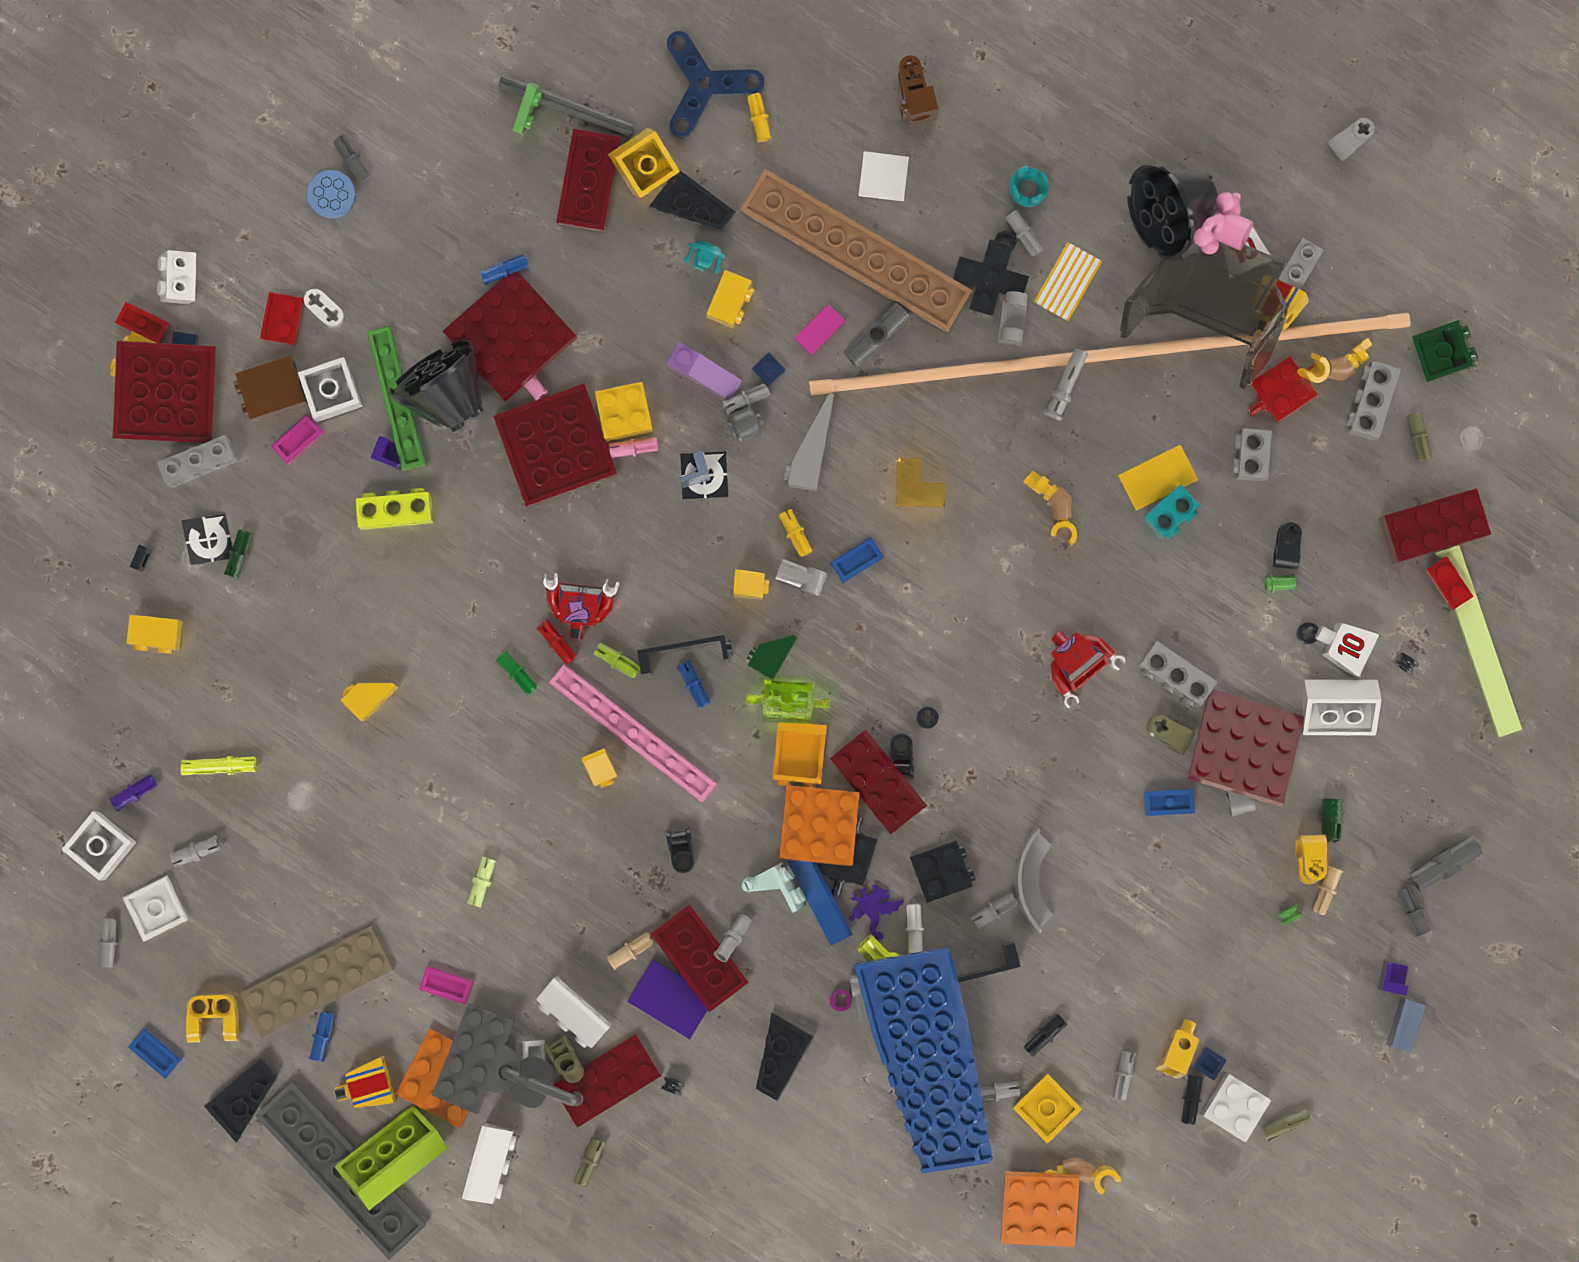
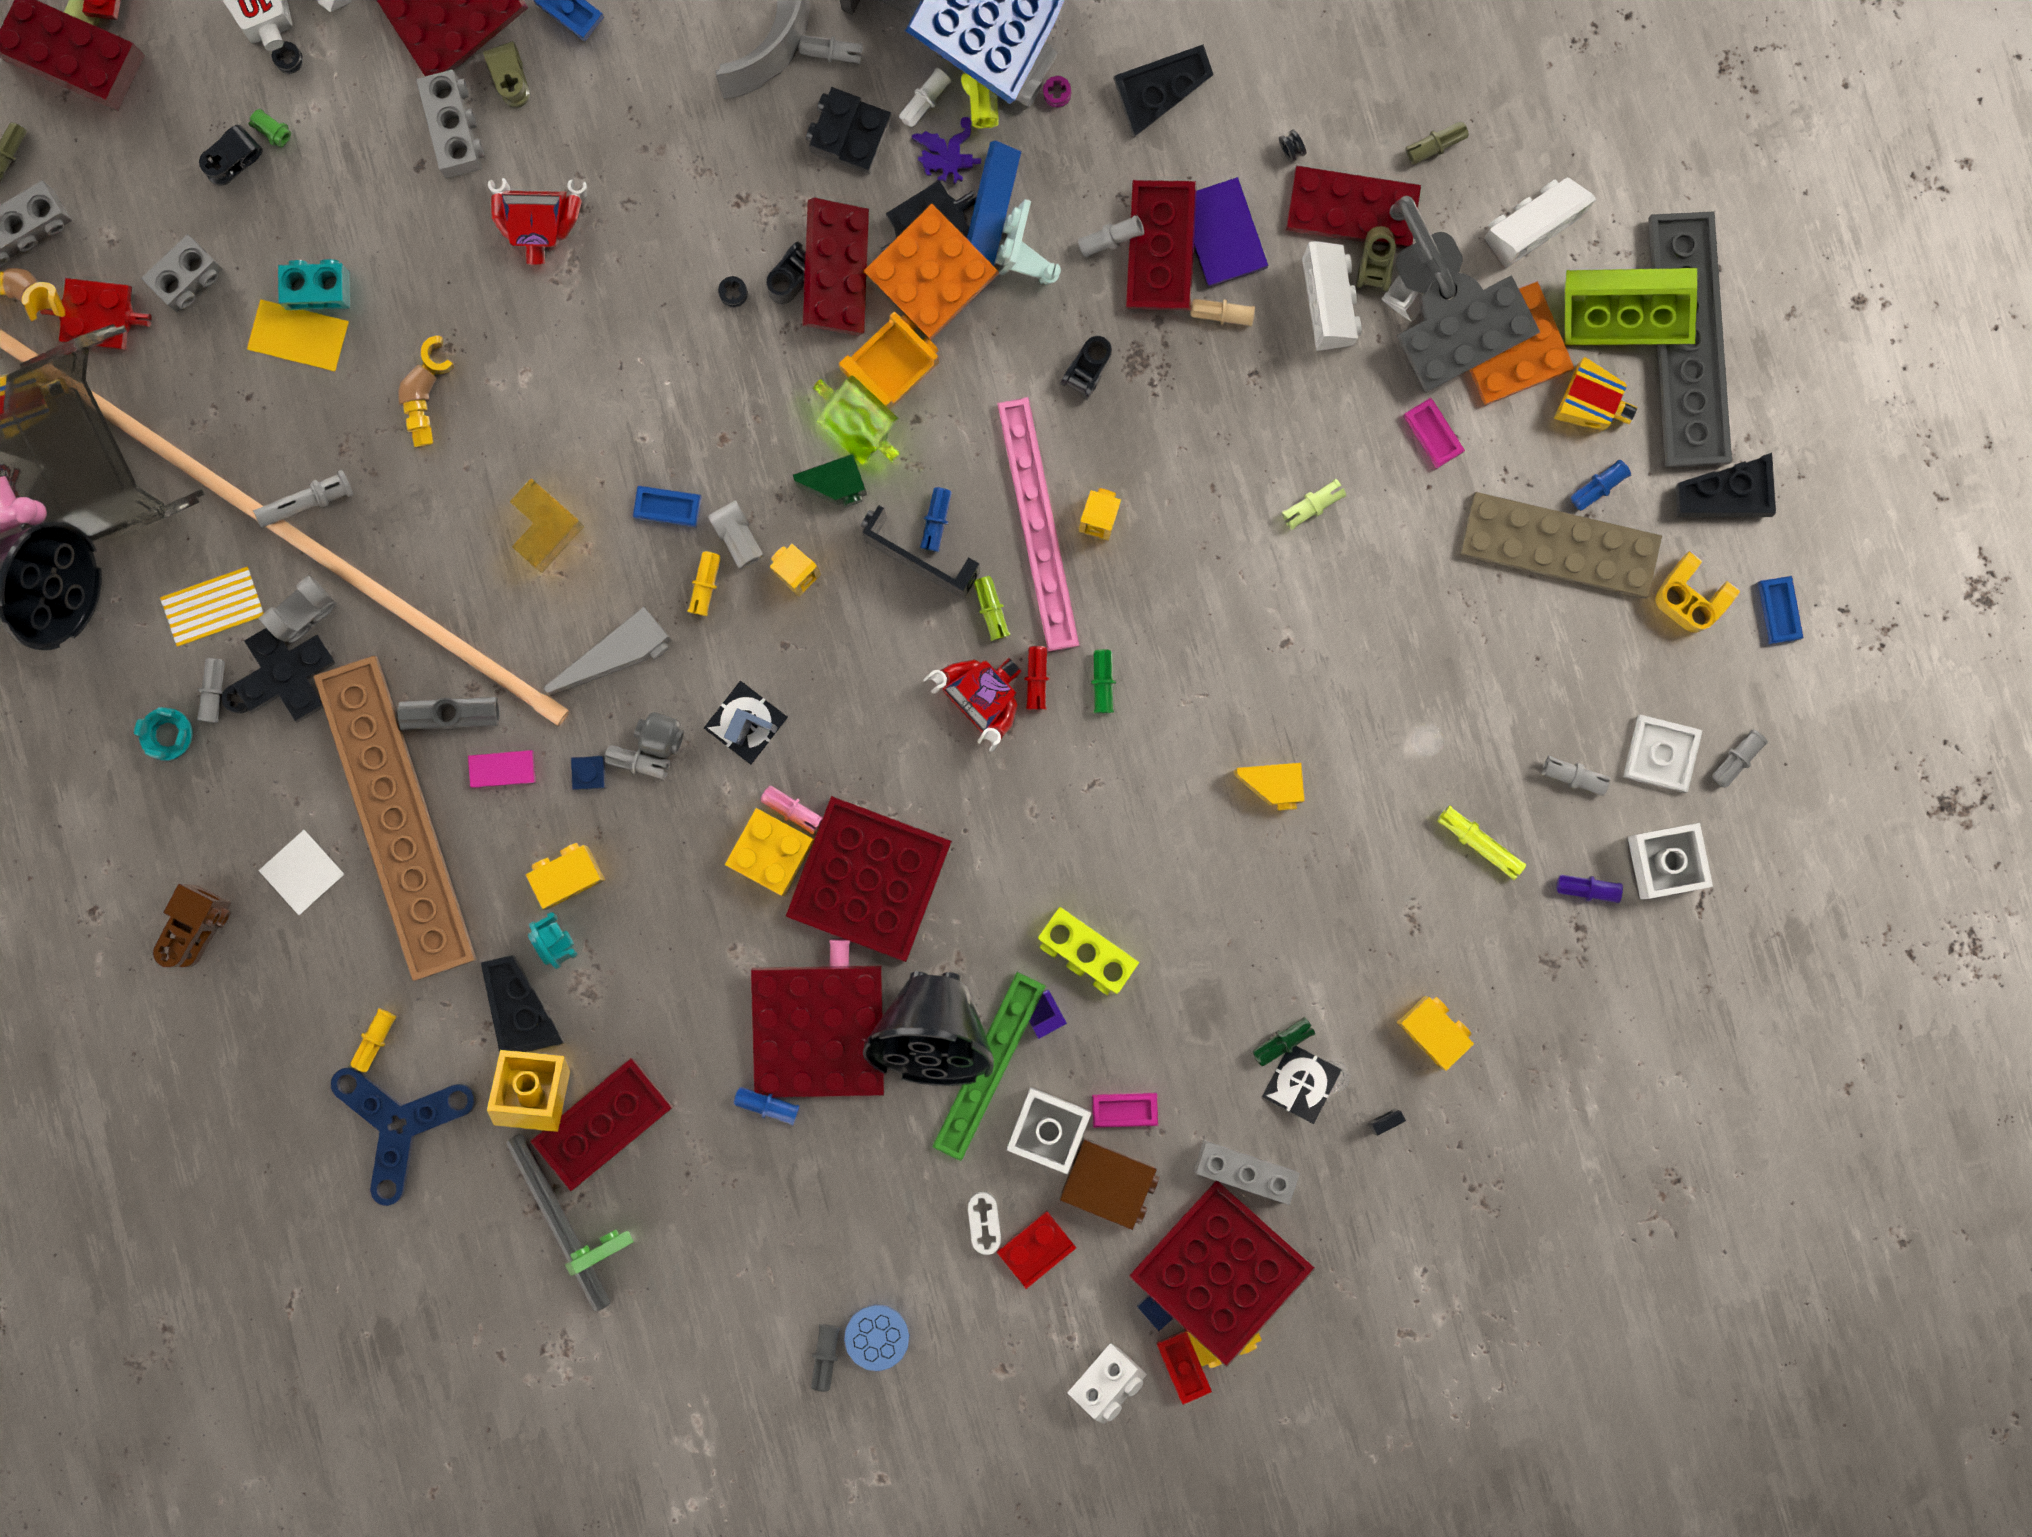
camera: 140 degrees left, 0 degrees up
(703, 371) = (655, 825): medium lavender slope -> none

